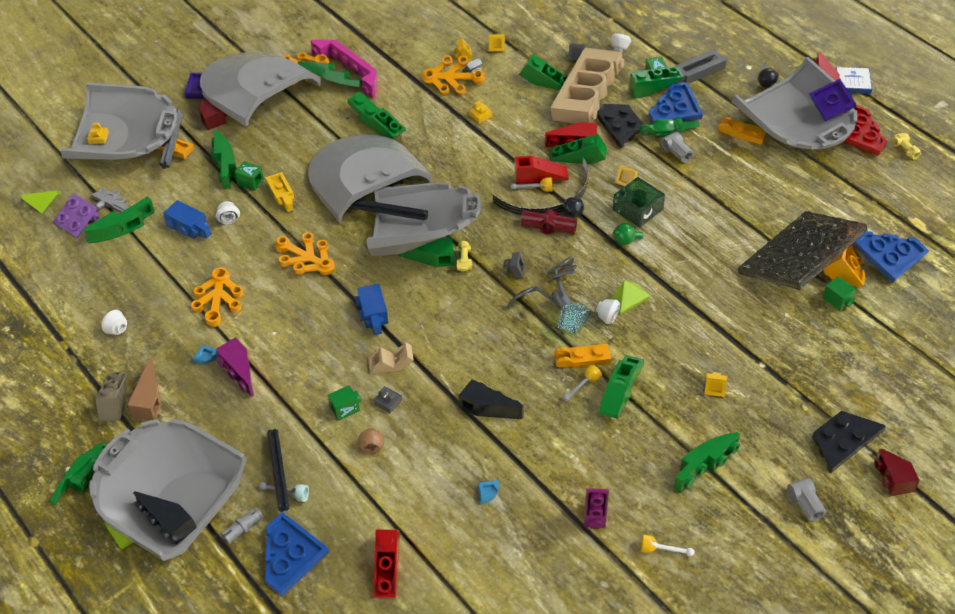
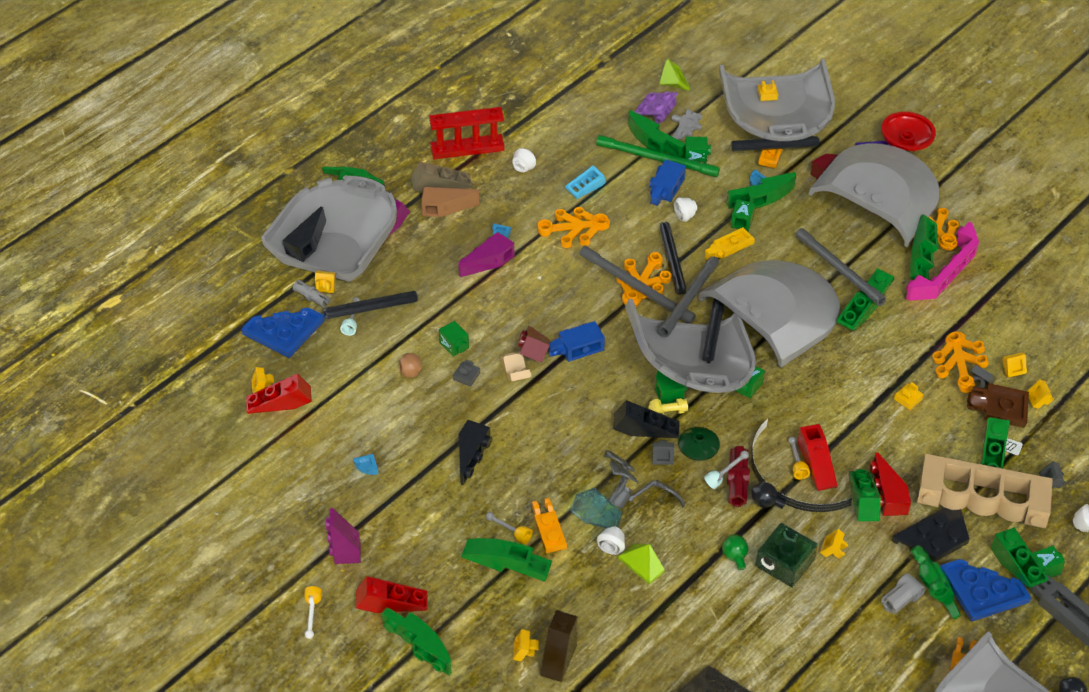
camera: 80 degrees right, 0 degrees up
(63, 359) = (466, 146): none -> red fence
(115, 255) = (611, 143): none -> green piece
(154, 191) = (697, 149): none -> green brick
(158, 269) = (594, 184): none -> medium azure slope
(190, 56) = (908, 131): none -> red dish
(203, 163) = (755, 178): none -> dark azure tile
(232, 508) = (325, 281): none -> yellow tile
(278, 277) = (595, 258): none -> dark grey piece
(287, 231) = (673, 259): none -> black axle
(344, 219) = (670, 323): none -> dark grey piece
(361, 578) = (260, 380): none -> yellow tile
(372, 337) = (533, 344): none -> dark red slope
(376, 105) = (871, 292): none -> dark grey piece
(479, 274) = (643, 422): none -> black slope
(502, 64) = (1000, 403): none -> reddish brown plate
(503, 244) = (699, 443): none -> dark green dish
(549, 235) = (715, 478): none -> hinge
(656, 480) = (377, 595): none -> red slope
(724, 353) = (559, 645): none -> dark brown slope

